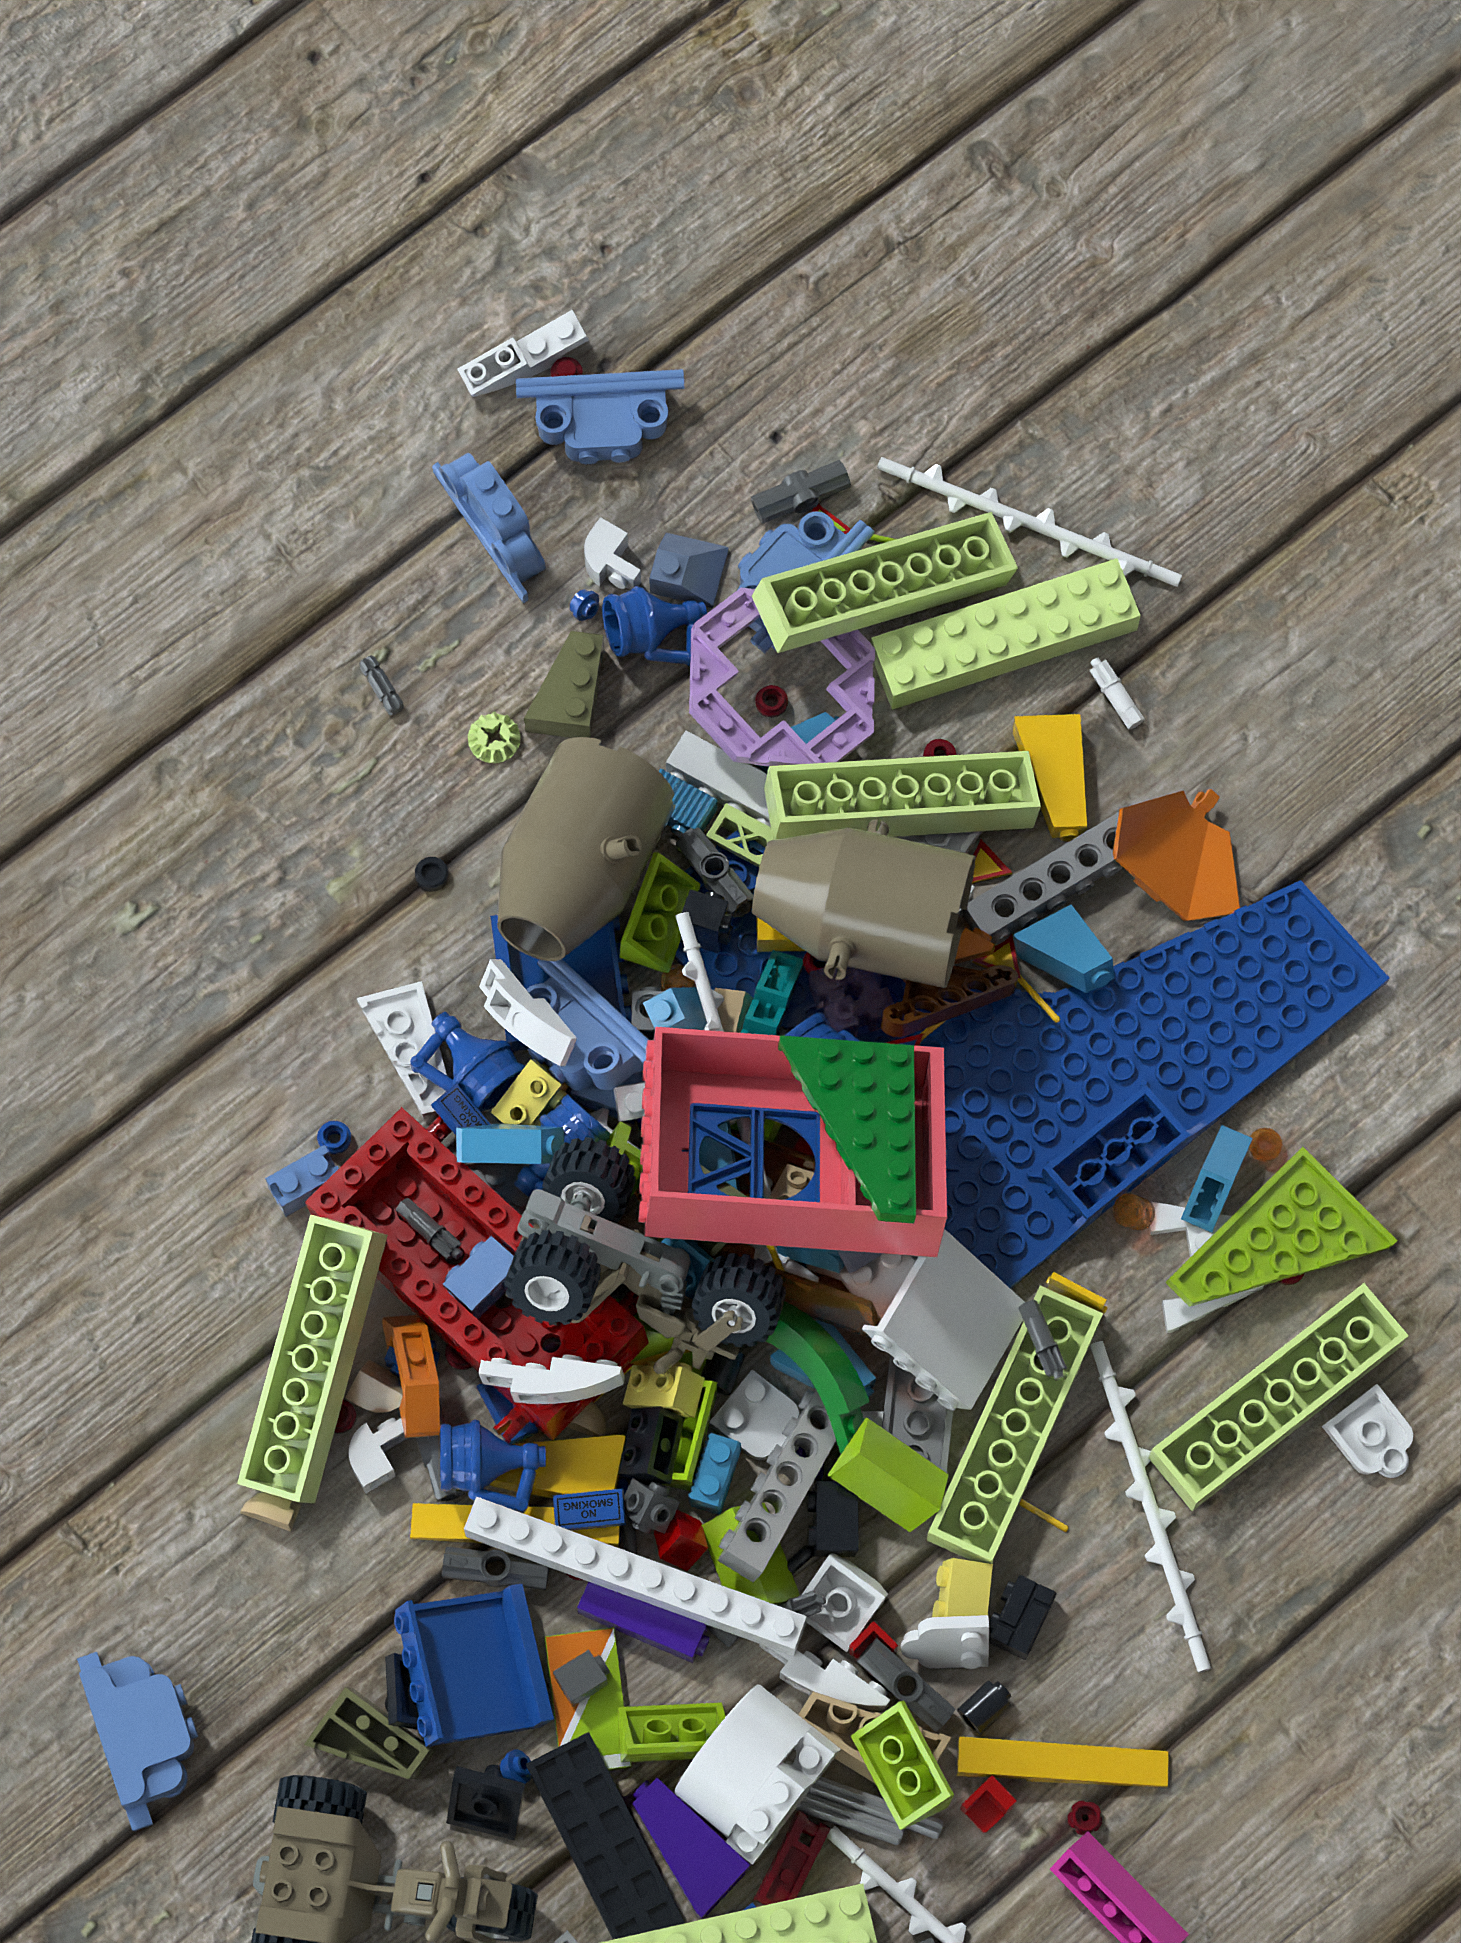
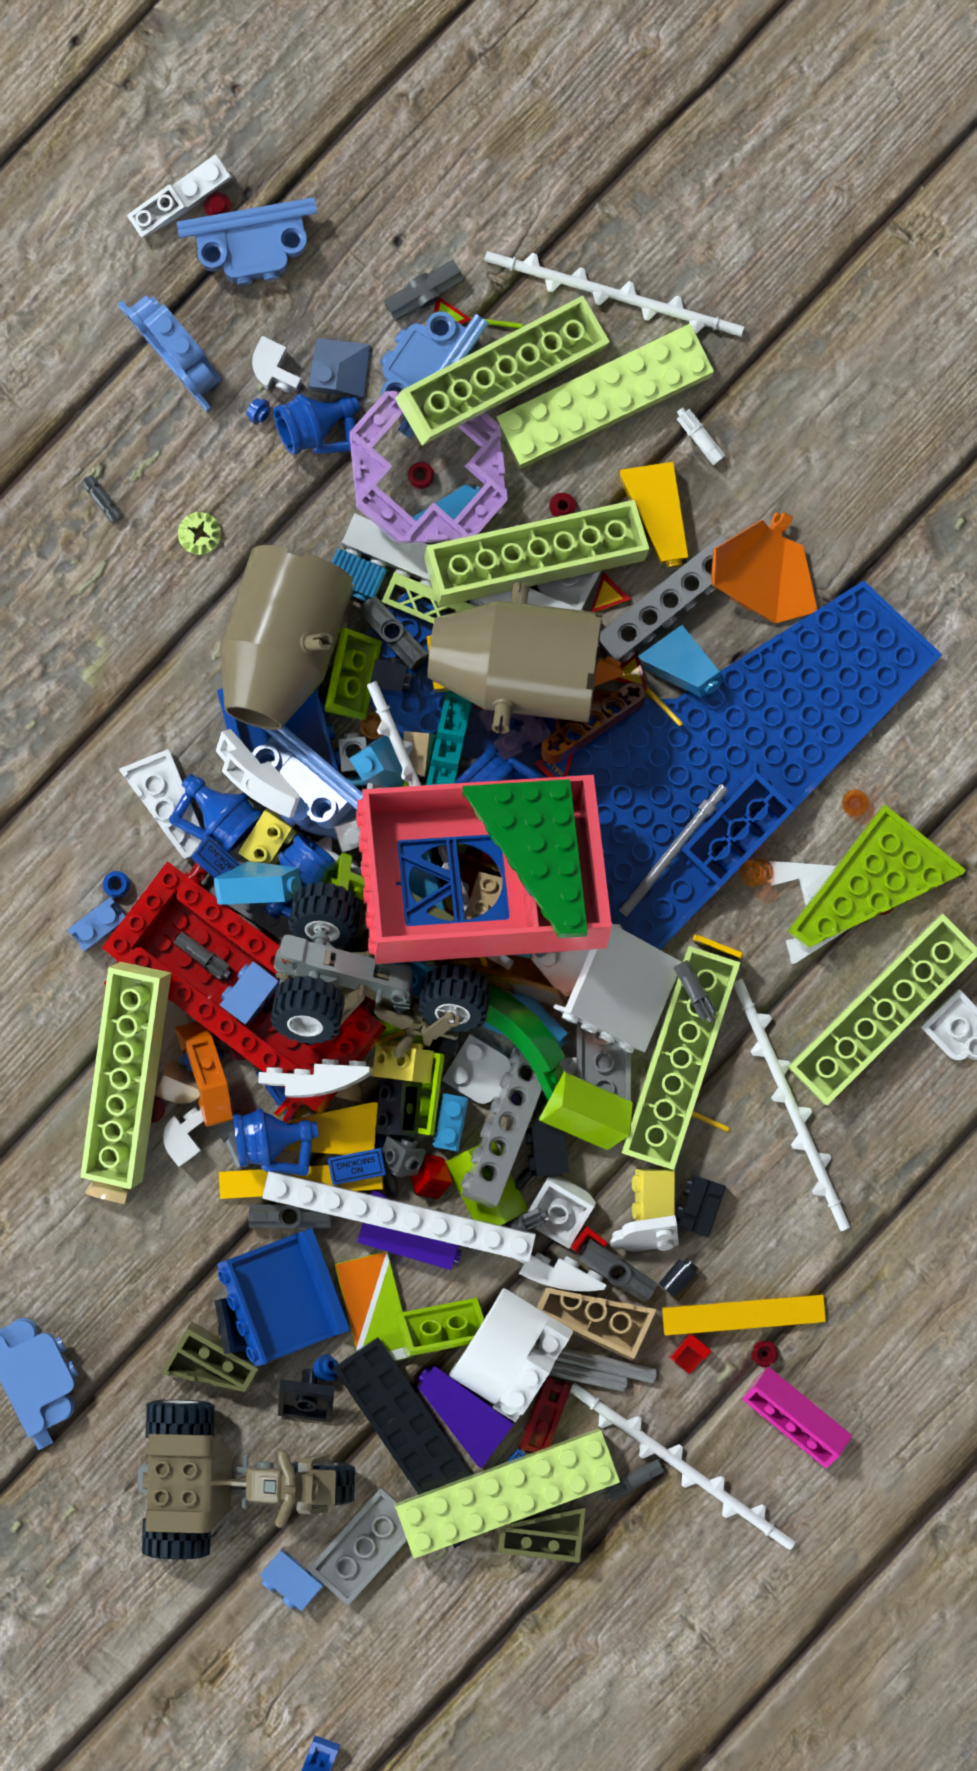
camera: 10 degrees left, 15 degrees up
(431, 874) = (164, 655): black tile -> none
(570, 689) = (256, 487): olive wedge -> none
(582, 1677) = (367, 1295): dark grey brick -> none
(903, 1766) = (621, 1341): lime slope -> none
(1078, 1126) = (707, 808): none -> light grey bar
(1216, 1178) = (819, 838): dark azure slope -> none

